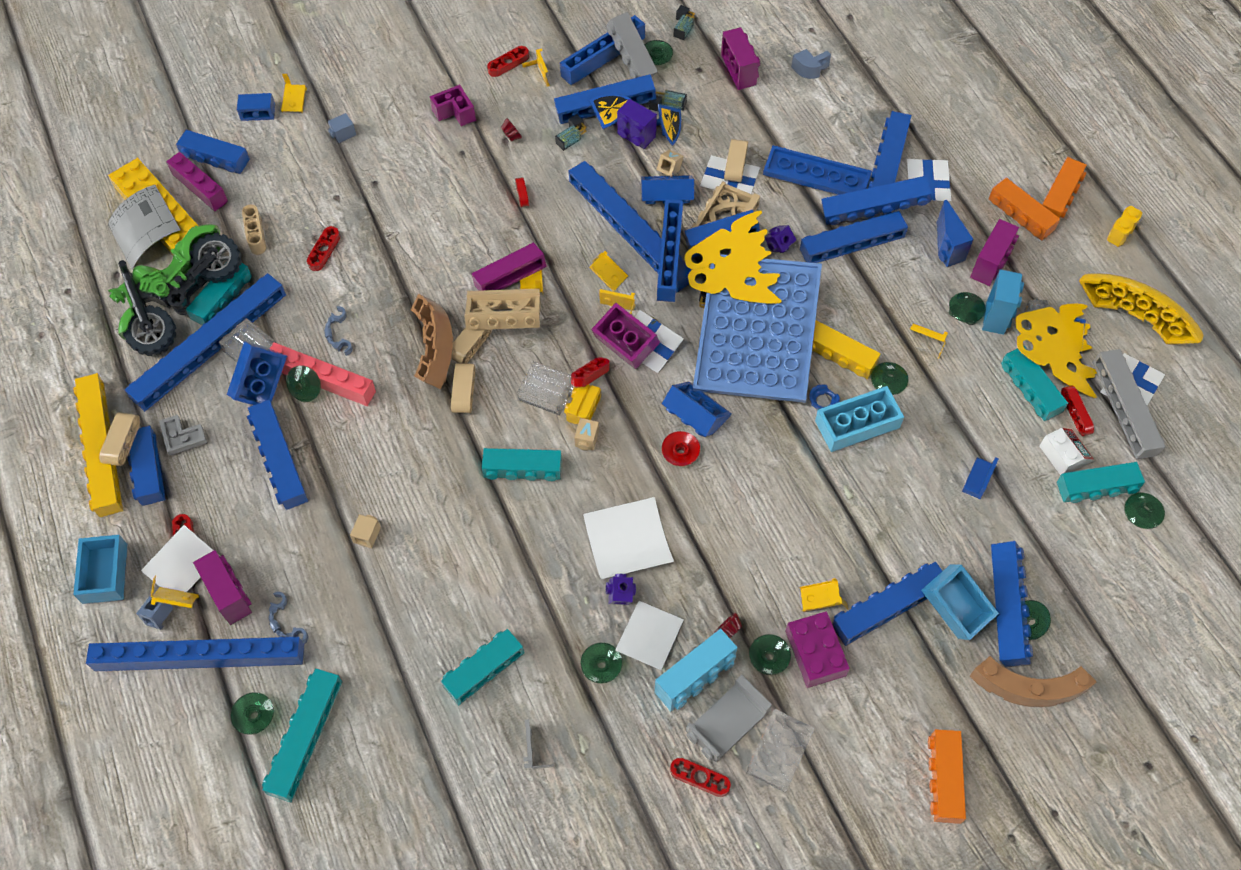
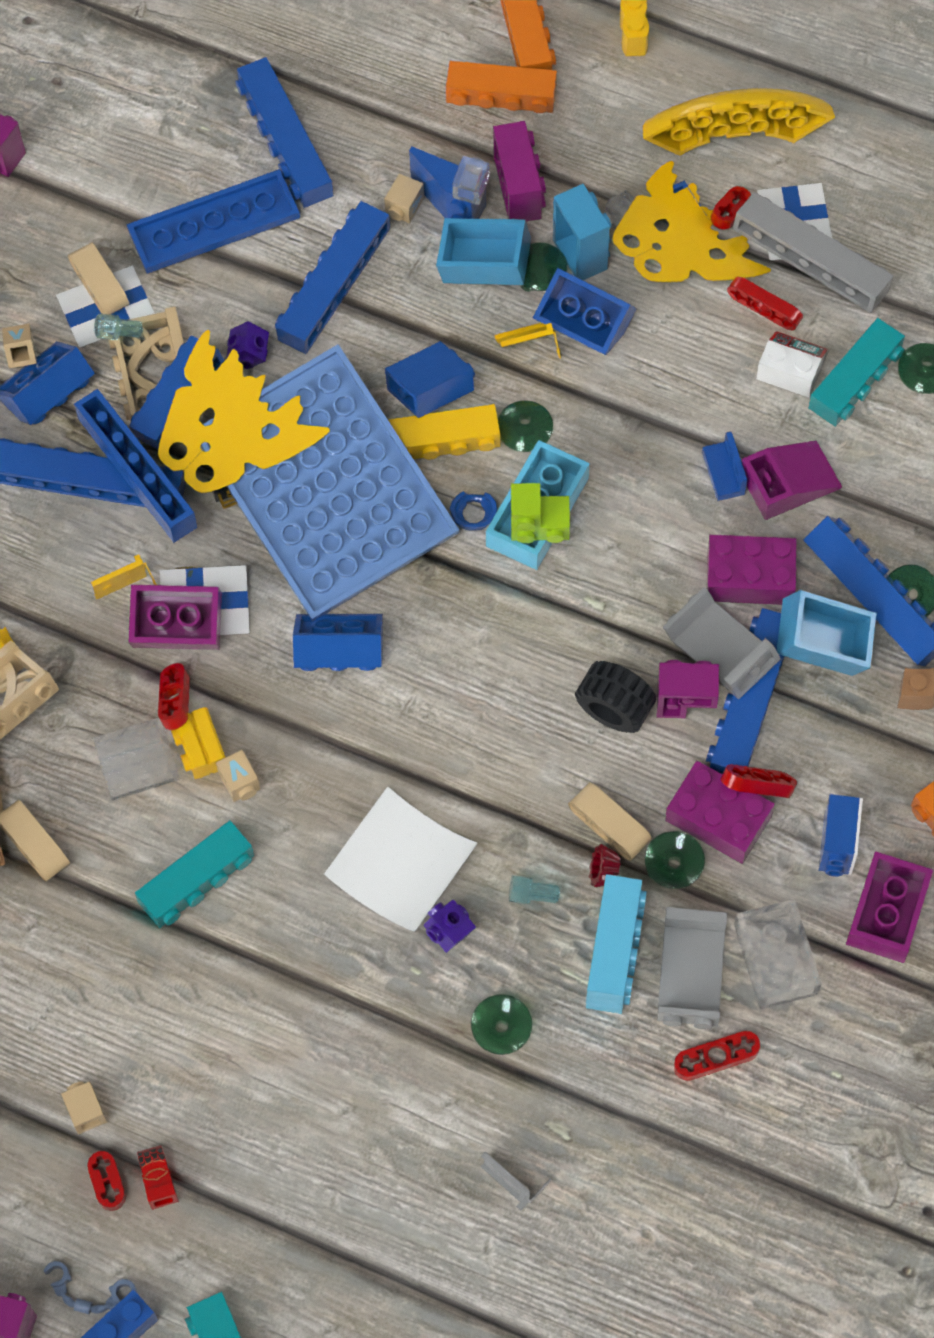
camera: 40 degrees left, 5 degrees up
(338, 575) = (99, 1182): none -> red beam
(366, 594) = (157, 1177): none -> red leg
(482, 666) = (373, 1142): teal brick -> none
(608, 271) = (70, 549): yellow piece -> none
(649, 635) = (524, 949): white sticker -> none
(676, 605) = (523, 890): none -> clear light blue piece
(680, 441) = (362, 692): red dish -> none
(719, 181) = (111, 327): none -> clear light blue piece
(753, 607) = (610, 821): none -> tan beam
(809, 66) = (74, 78): sand blue brick -> none
(812, 544) = (615, 696): none -> black tyre
(821, 596) = (671, 748): yellow piece -> none
(849, 420) = (537, 515): none -> lime brick
(852, 649) = (758, 781): none -> red beam
(854, 568) = (686, 687): none -> magenta brick
(857, 317) = (429, 379): none -> blue brick
(866, 778) = (889, 907): none -> magenta brick
(872, 715) = (840, 835): none -> blue piece
(876, 200) = (323, 208): blue brick -> none
(895, 562) = (713, 635): none -> light grey panel
(923, 226) = (404, 198): none -> tan brick
(937, 174) = (354, 128): white sticker -> none
(942, 277) = (484, 251): none -> dark azure piece
(947, 537) = (751, 569): none -> magenta brick
(962, 233) = (471, 180): none -> clear brick
(970, 344) = (584, 312): none -> blue slope
(1012, 506) = (788, 477): none -> magenta slope
(1034, 385) = (693, 308): teal brick -> none
(1099, 346) = (726, 204): none -> red beam

